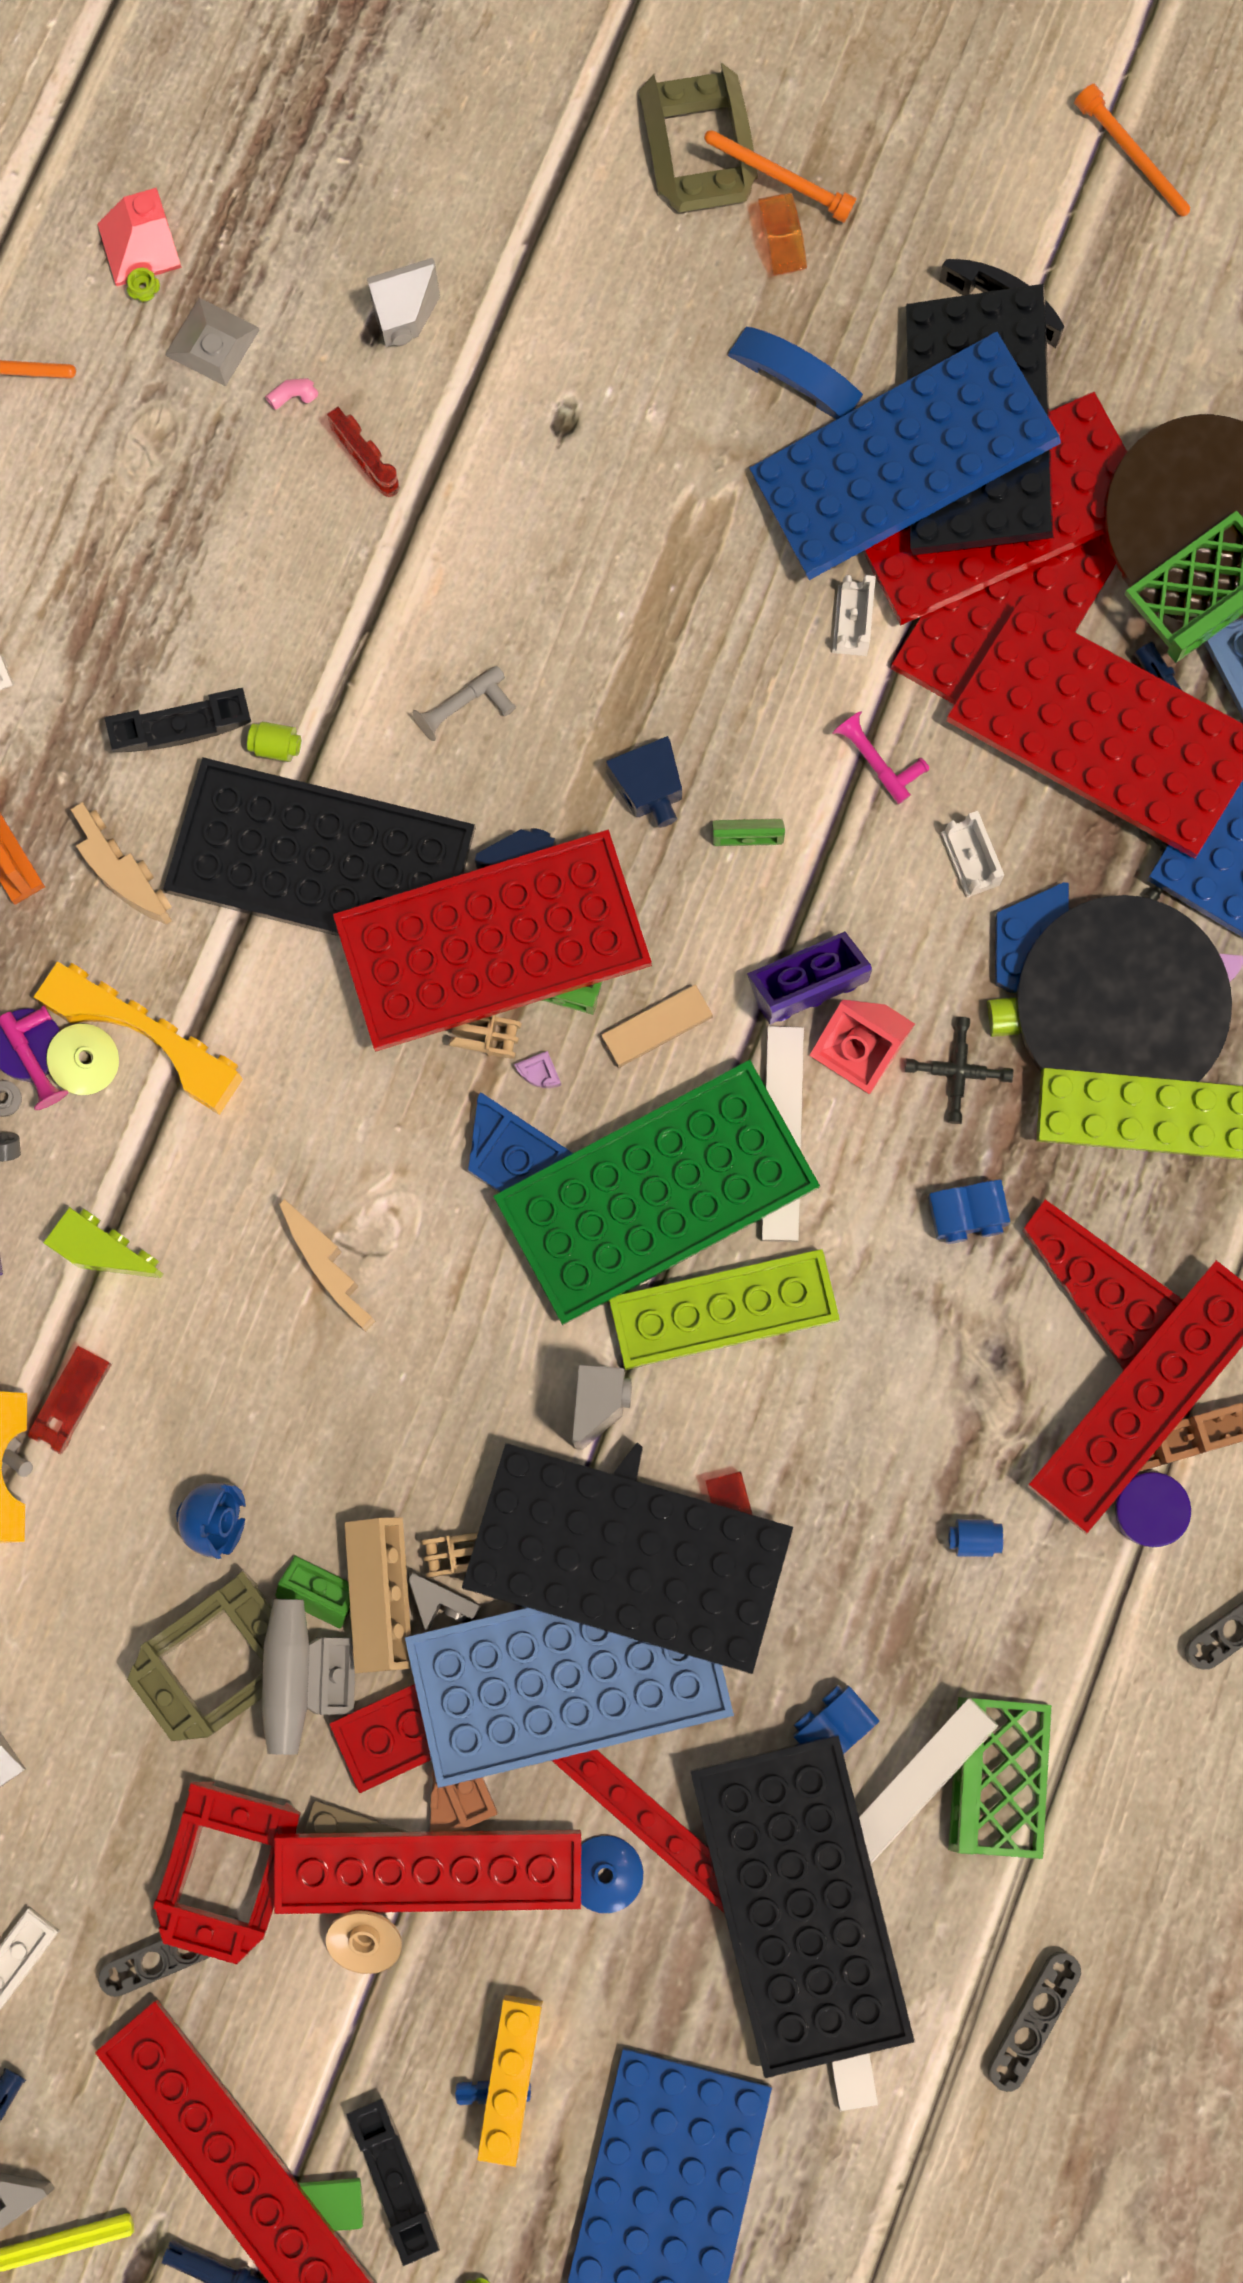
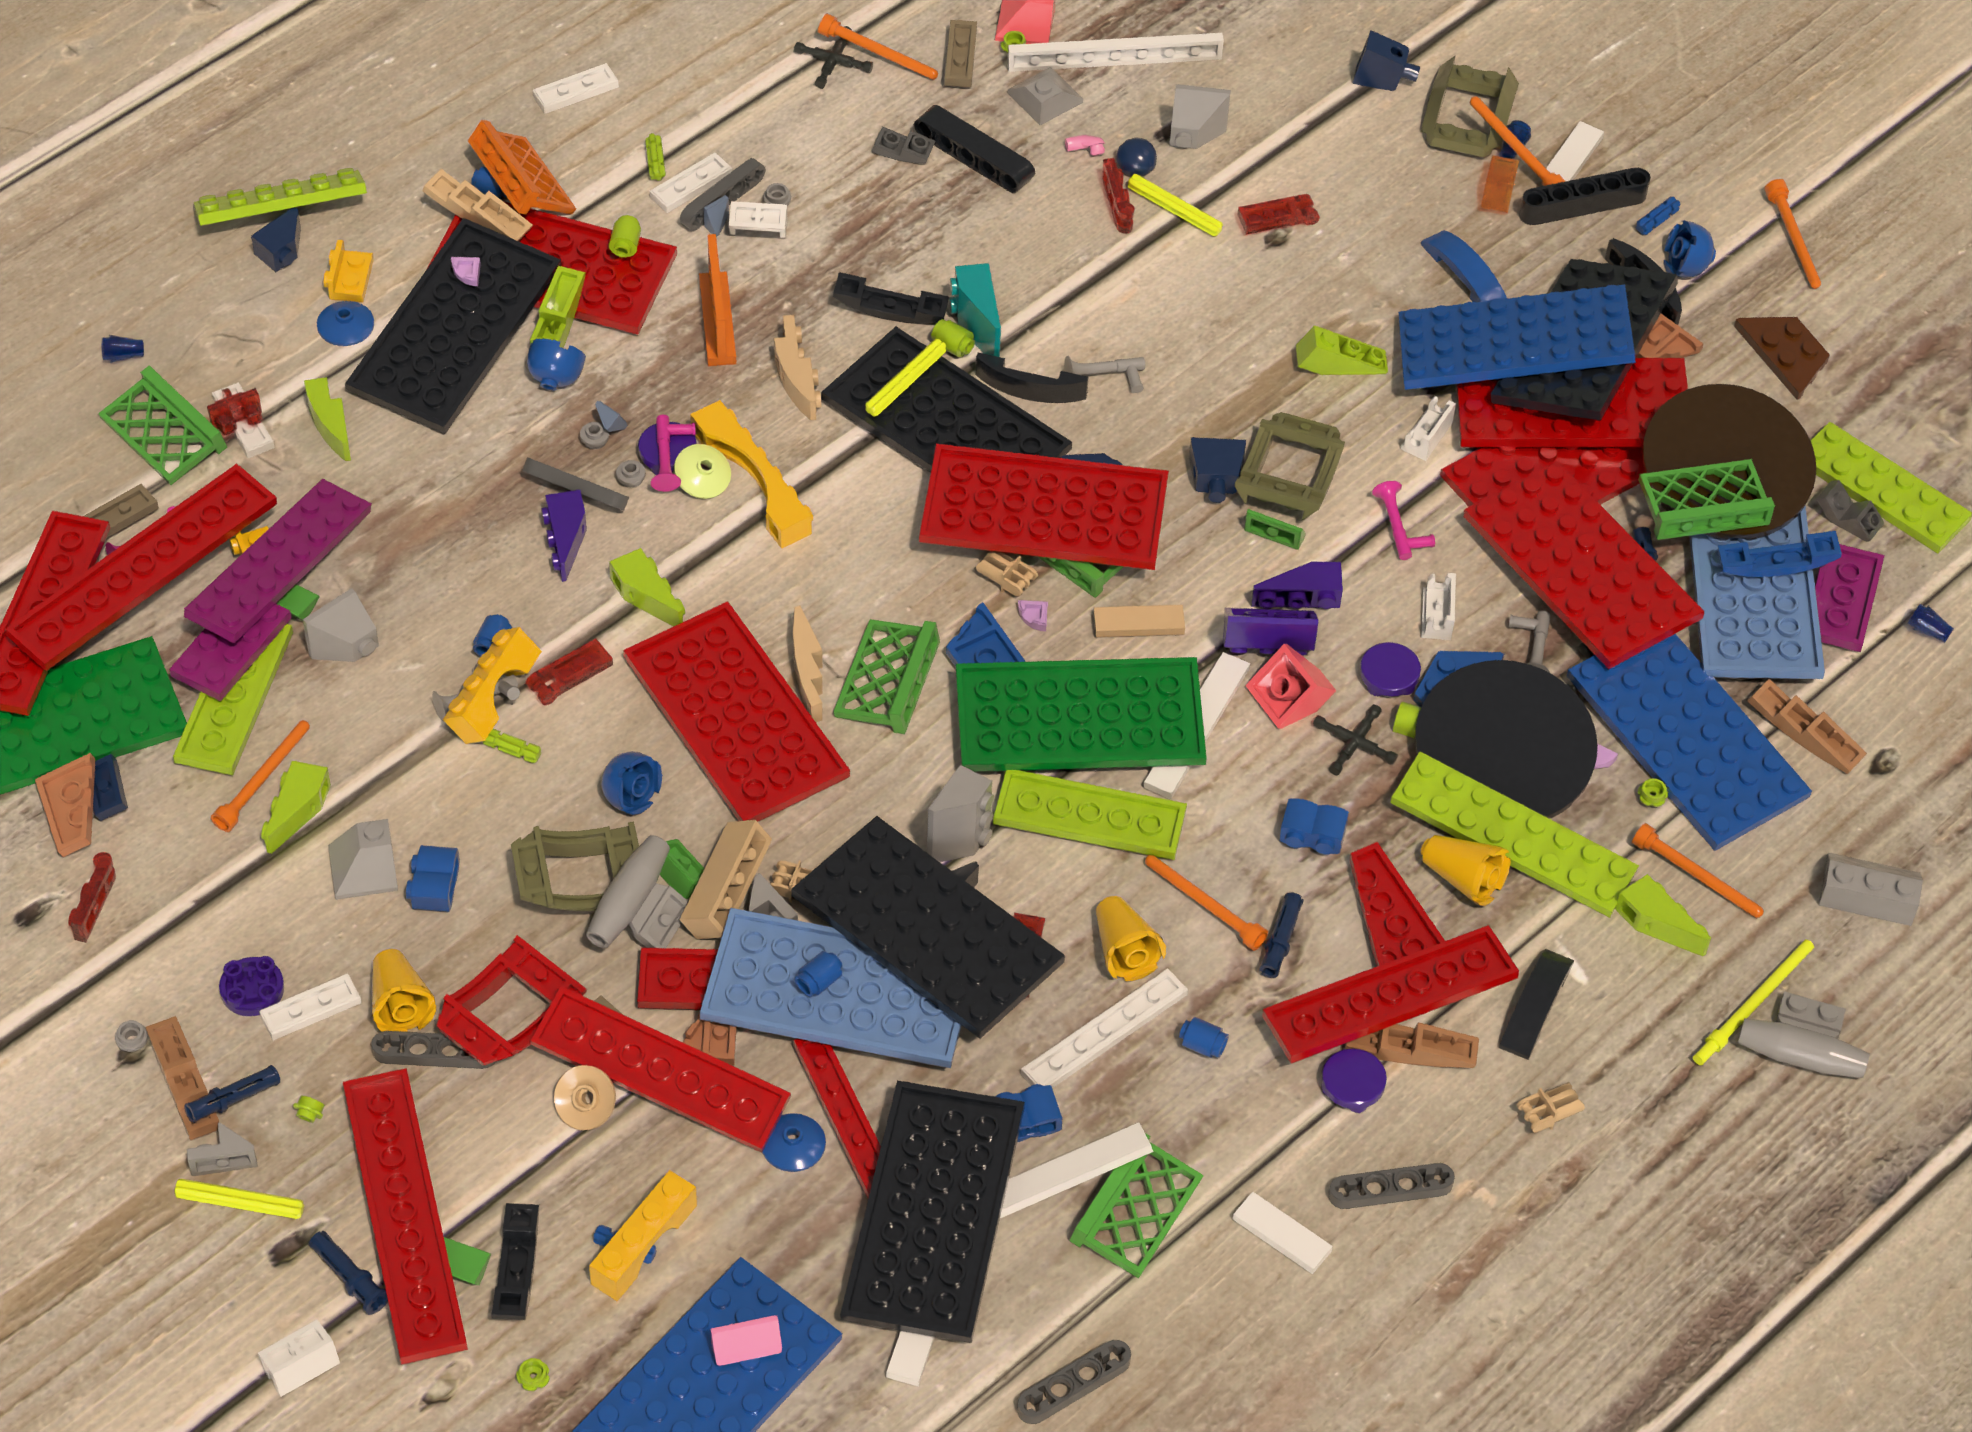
camera: 20 degrees right, 25 degrees down
(58, 1525) = (513, 746): none -> lime axle
(59, 1744) = (433, 878): none -> blue brick
(75, 2099) = (309, 1109): none -> lime plate
(86, 494) = (909, 149): none -> dark grey slope
(88, 328) = (960, 53): none -> dark tan plate
(95, 1913) = (399, 994): none -> yellow cone
(169, 460) = (975, 148): none -> black beam
(250, 828) = (905, 377): none -> neon yellow axle
(266, 244) = (1115, 52): none -> white plate
(279, 1366) = (736, 714): none -> red plate
(283, 695) = (976, 306): none -> teal slope
(358, 386) = (1136, 157): none -> dark blue hair
(388, 769) = (1030, 386): none -> black slope
(432, 432) = (1175, 205): none -> neon yellow axle
(449, 1226) = (912, 674): none -> bright green fence
(545, 1685) = (819, 973): none -> blue brick
(554, 392) = (1278, 214): none -> clear red plate
(579, 123) = (1383, 63): none -> dark blue torso
(684, 2162) = (746, 1340): none -> bright pink slope
(712, 560) = (1337, 354): none -> lime slope
(737, 785) = (1285, 492): none -> olive wedge
(775, 151) = (1522, 132): none -> clear blue cone
(824, 892) = (1303, 587): none -> dark purple slope
(837, 1455) = (1127, 940): none -> yellow cone
(843, 147) = (1575, 151): none -> white tile
(865, 1576) = (1105, 1030): none -> white tile
(890, 194) = (1584, 196): none -> black beam
(956, 962) = (1390, 669): none -> dark purple tile
(964, 1378) = (1252, 934): none -> orange piece
(973, 195) = (1658, 215): none -> blue axle
(996, 1365) = (1278, 944): none -> dark blue pin
(1032, 234) = (1689, 250): none -> blue cylinder
(1067, 370) = (1669, 341): none -> nougat wing
(1090, 825) = (1541, 627): none -> light grey piece
(1152, 1186) = (1468, 865): none -> yellow cone
(1163, 1733) = (1282, 1232): none -> white tile
(1191, 318) = (1786, 349): none -> reddish brown wing

